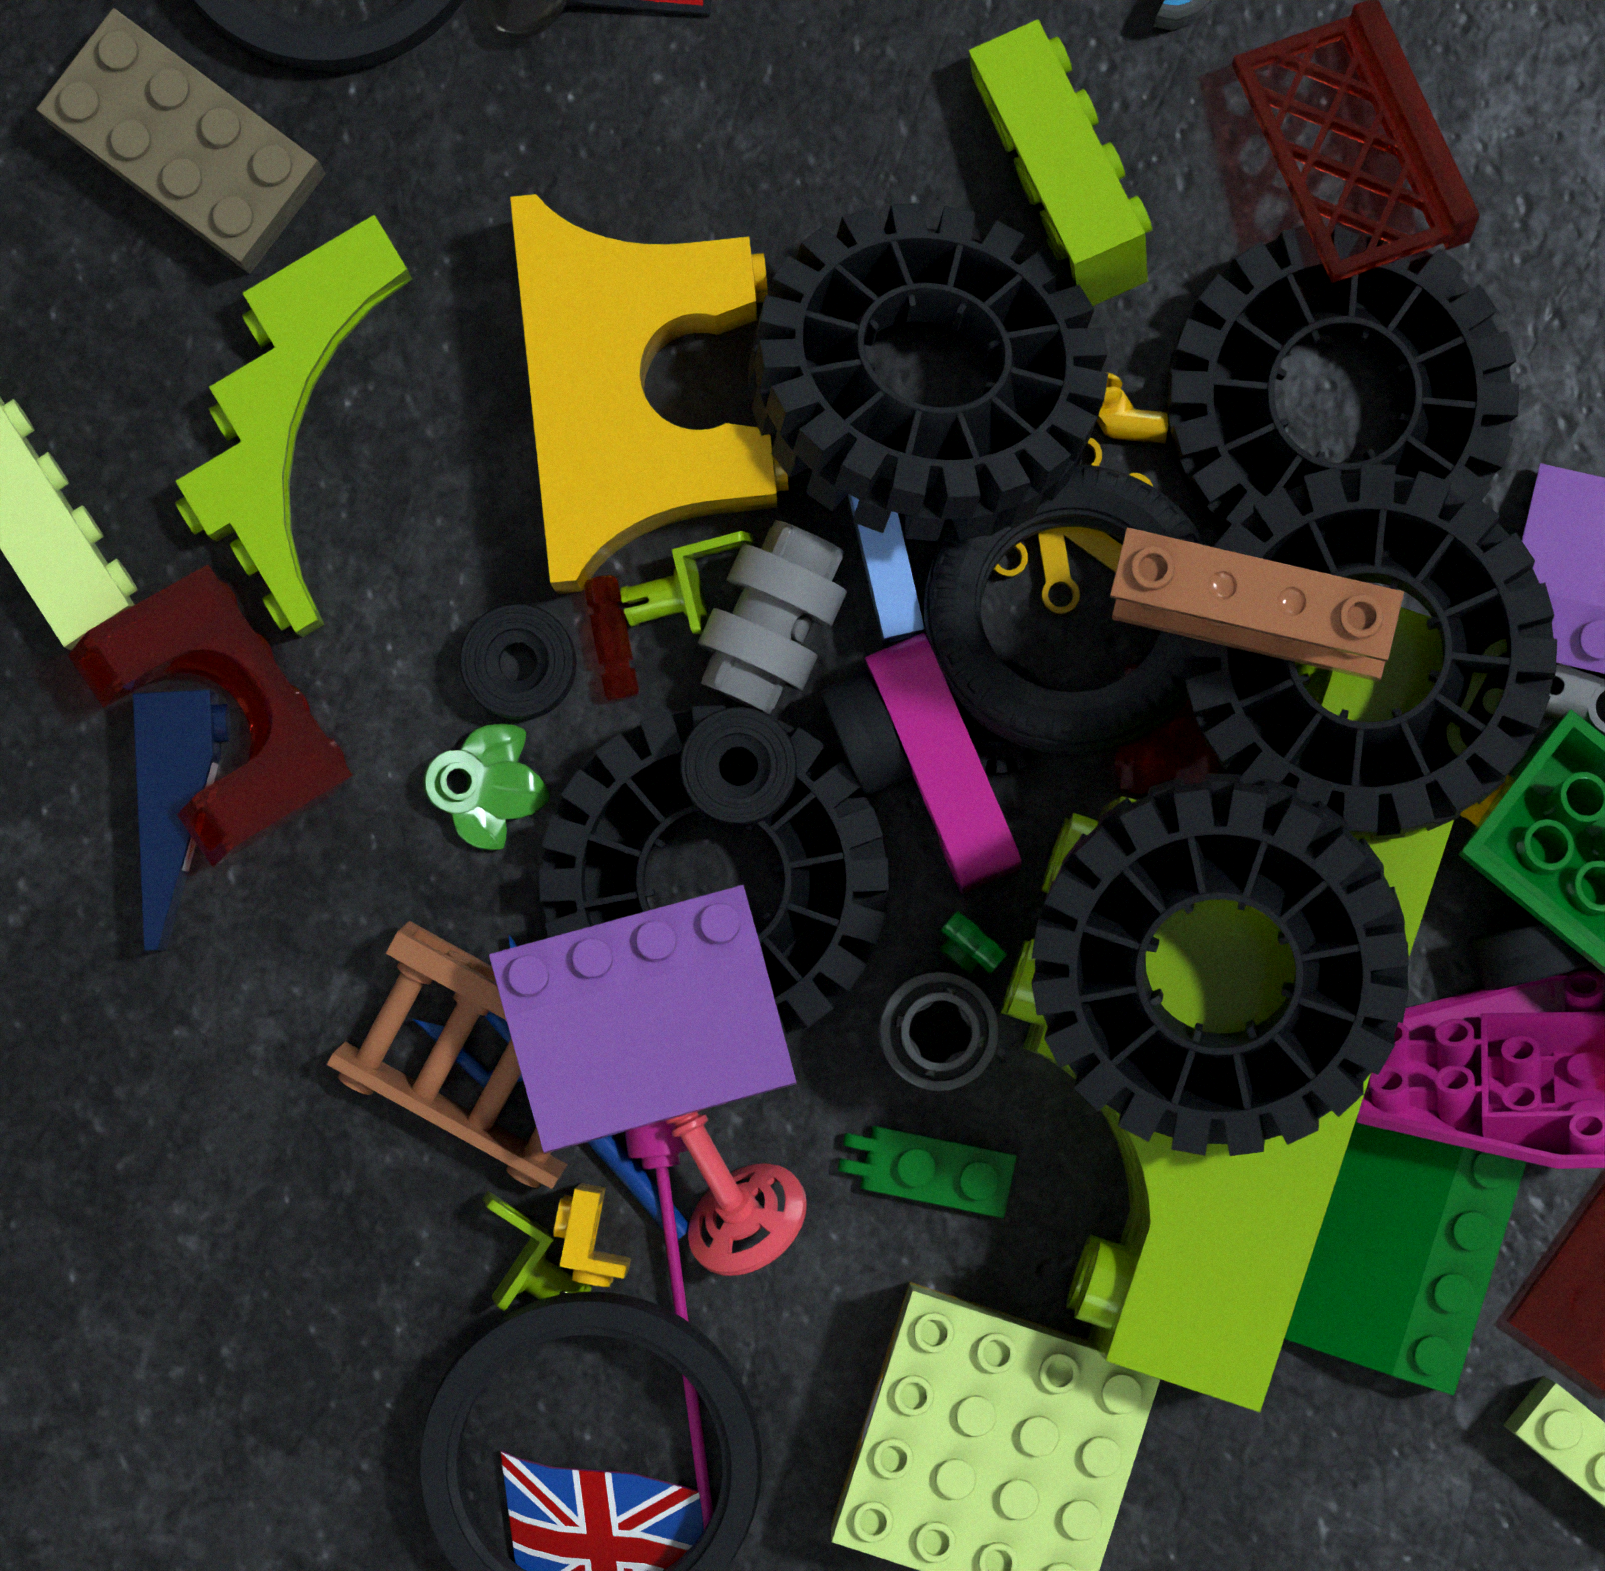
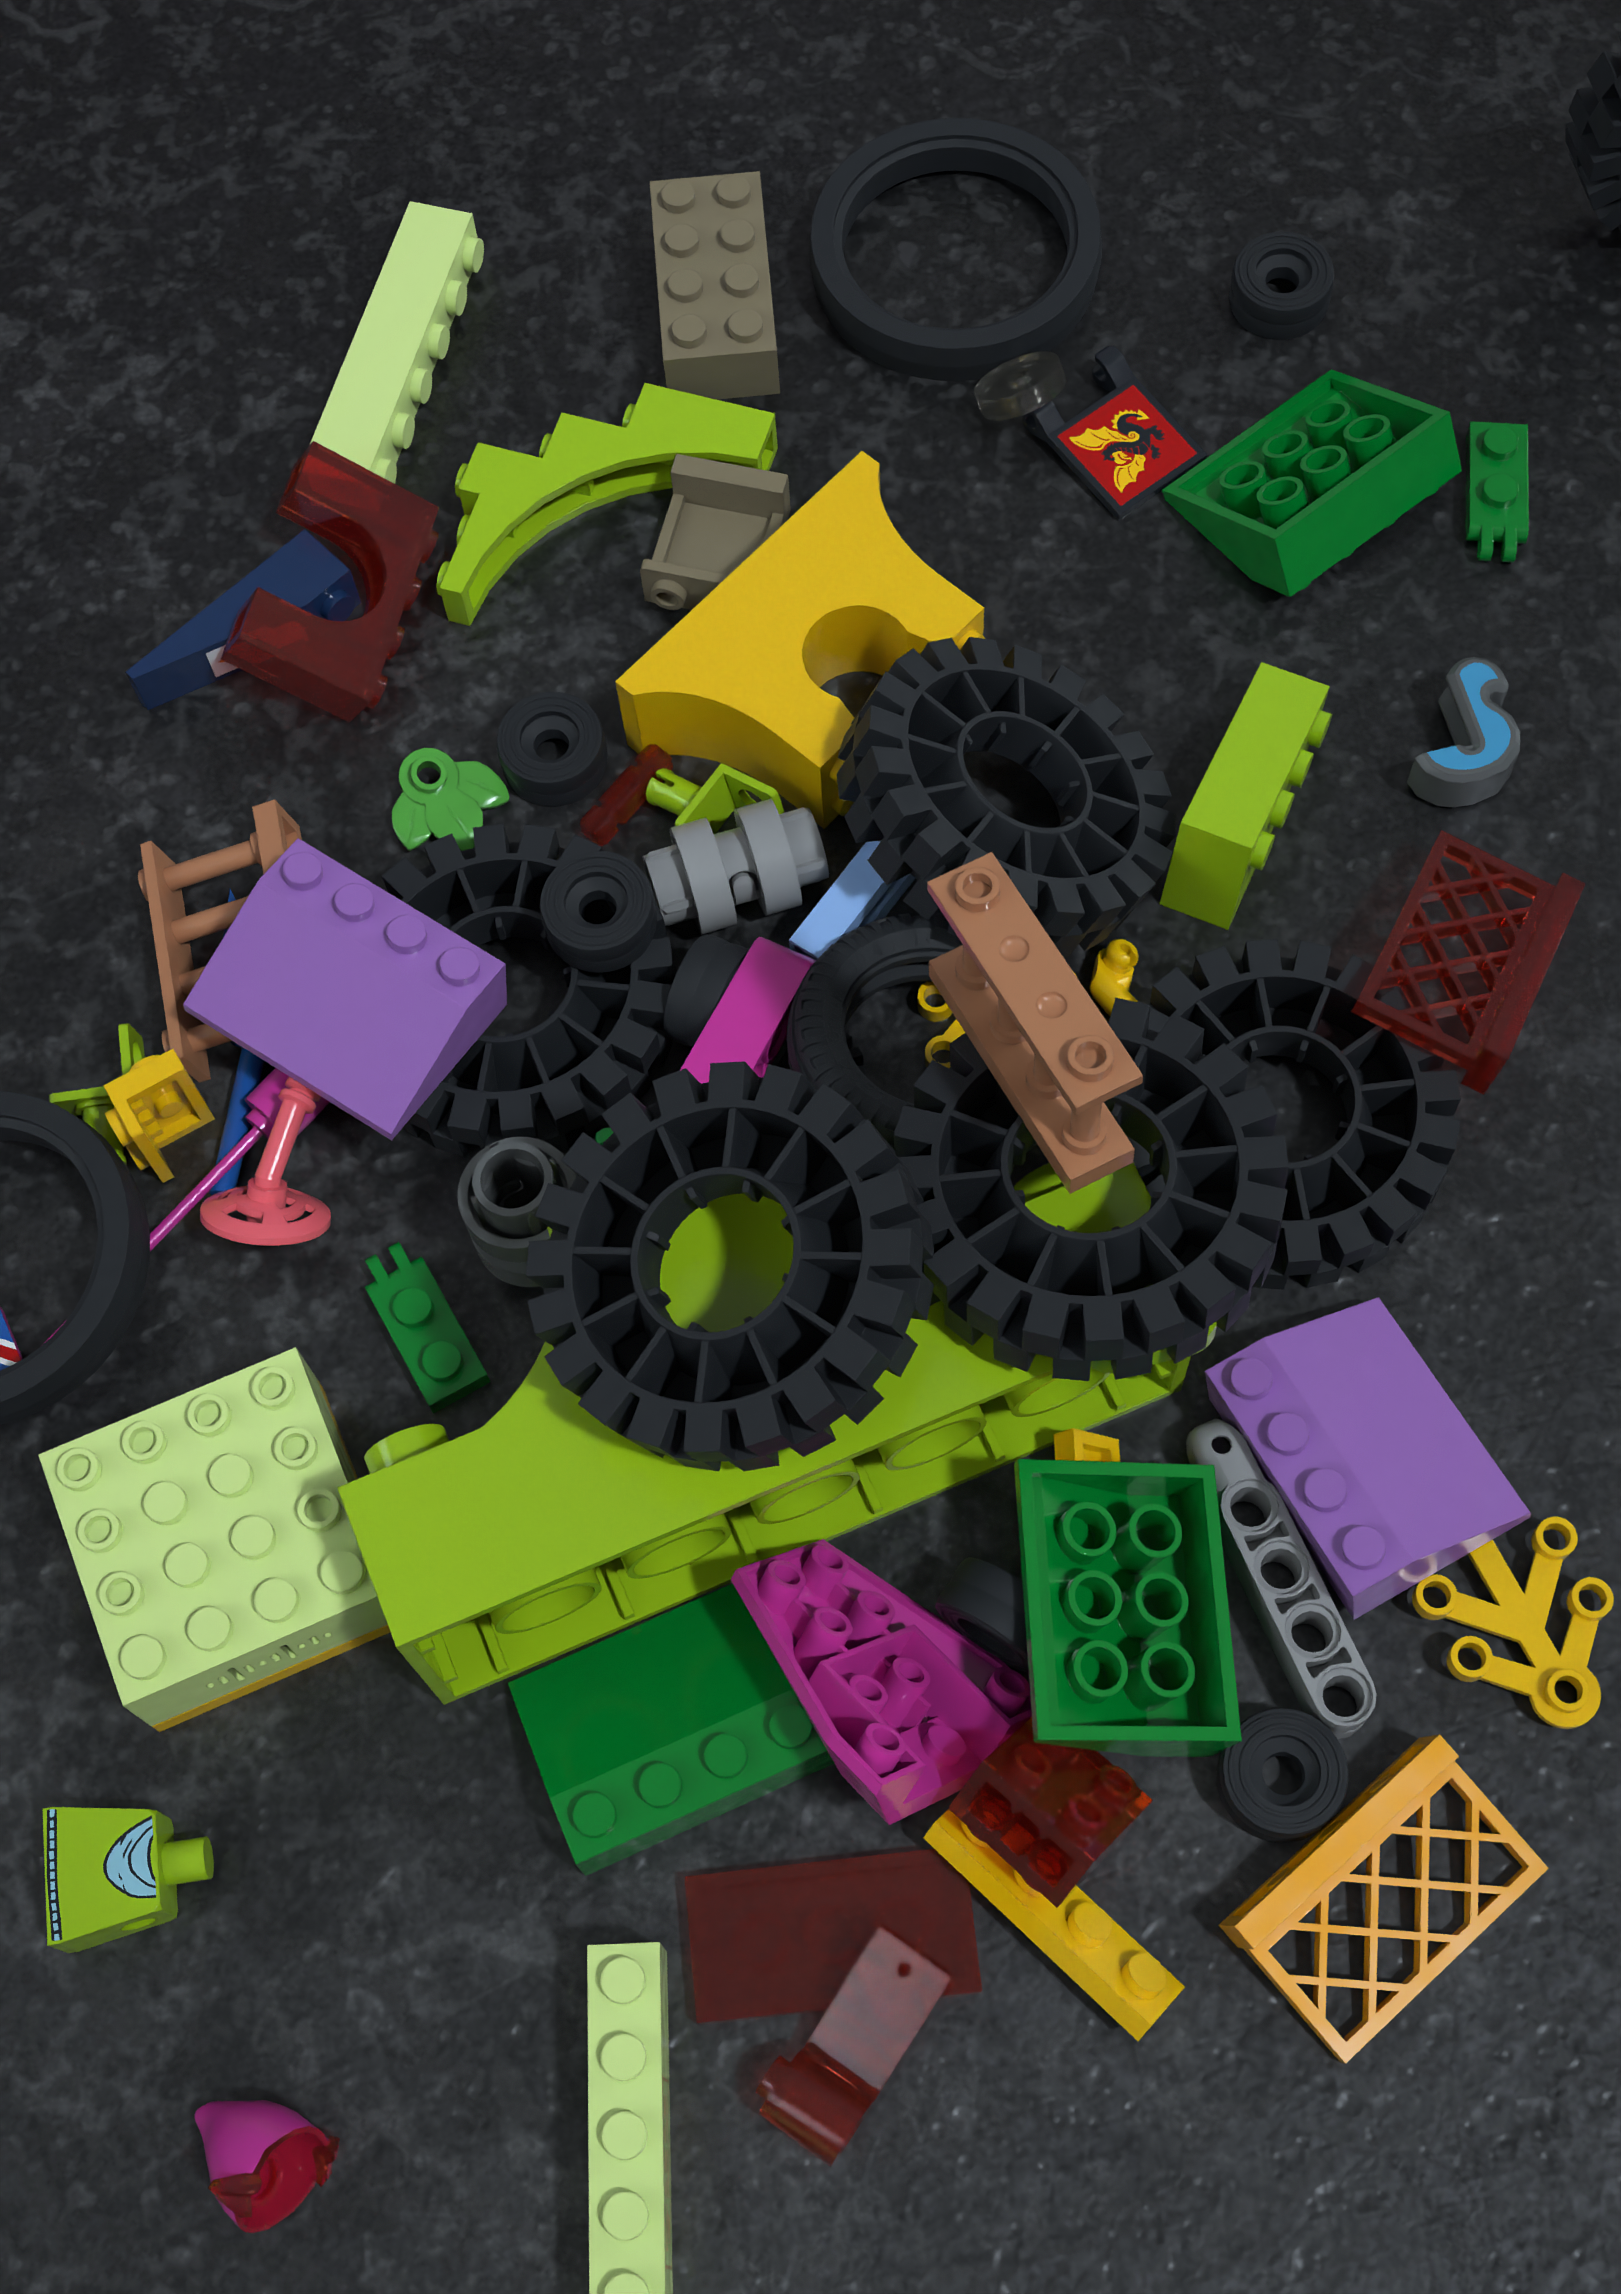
camera: 55 degrees right, 20 degrees down
(439, 363) = (711, 528): none -> dark tan panel

